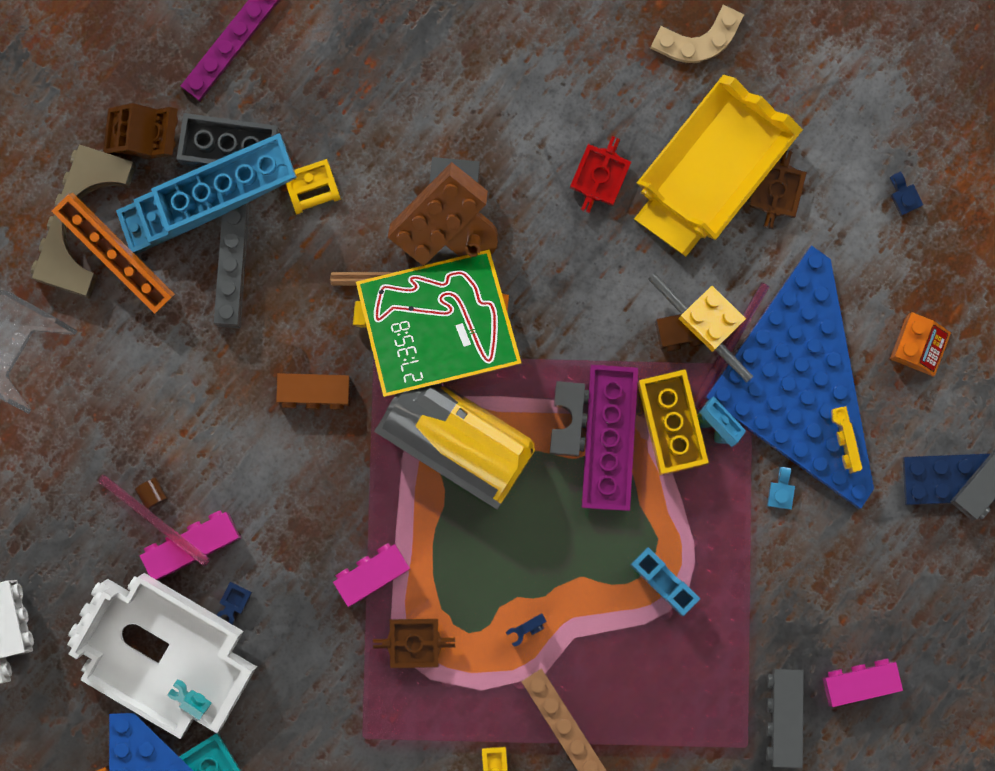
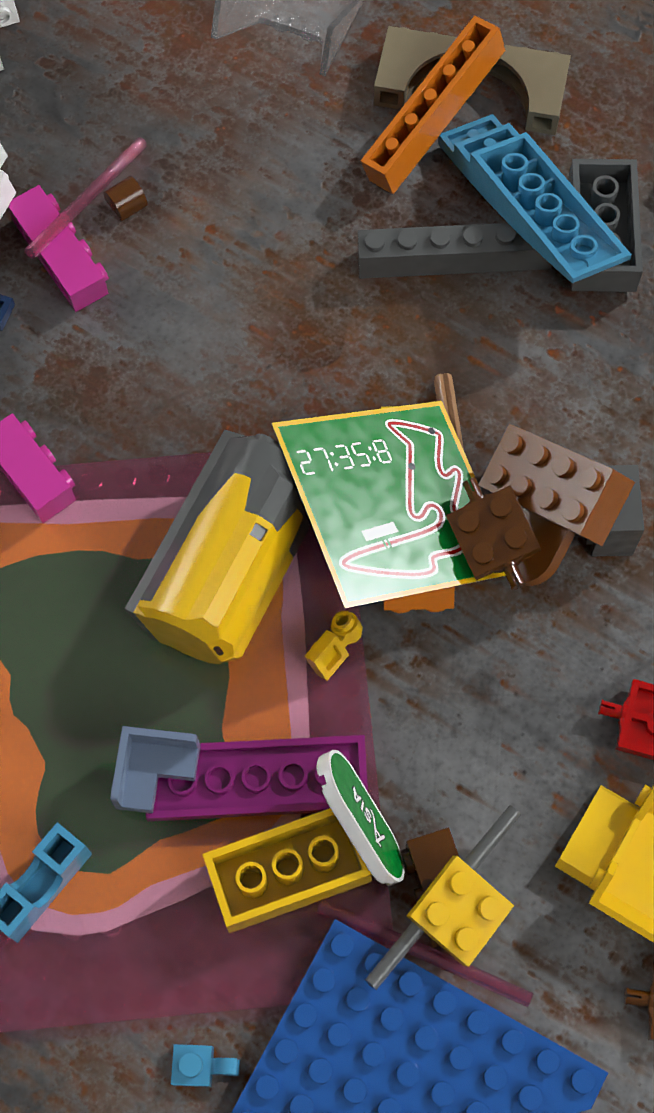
camera: 90 degrees right, 15 degrees down
(140, 131) = (602, 123): reddish brown bracket -> none
(309, 179) = (576, 331): yellow plate -> none
(313, 391) = (281, 369): dark orange brick -> none
(468, 260) = (493, 533): none -> reddish brown plate
(530, 380) = (329, 650): none -> yellow plate
(569, 440) = (307, 717): dark grey arch -> none
(593, 506) = (144, 758): none -> sand blue panel
(650, 371) = (360, 818): none -> tile
(726, 426) = (297, 947): dark azure tile -> none

